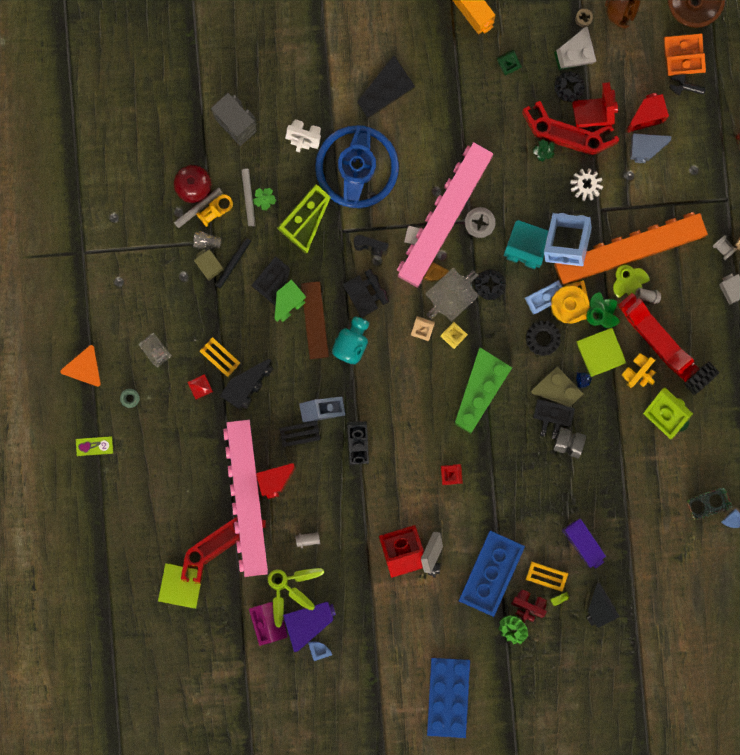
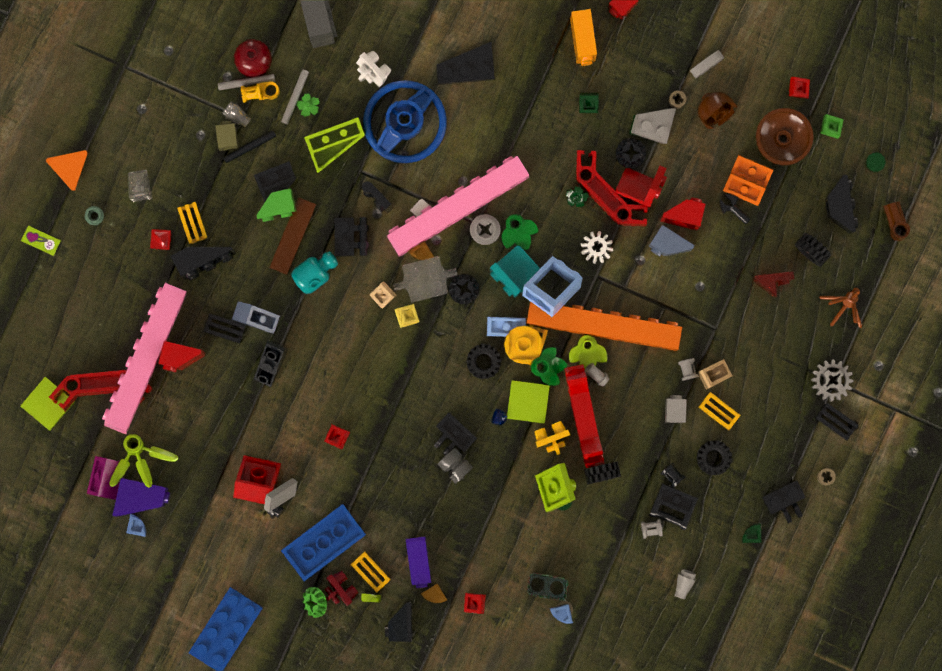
camera: 30 degrees right, 0 degrees up
(307, 539) = (180, 424): light grey pin -> none
(484, 382) = (406, 374): bright green wedge -> none
(512, 211) = (518, 235): none -> green plate
(558, 389) = (472, 413): olive wing -> none
(613, 565) = (434, 594): none -> pearl gold tile
(652, 553) = (474, 603): none -> red tile

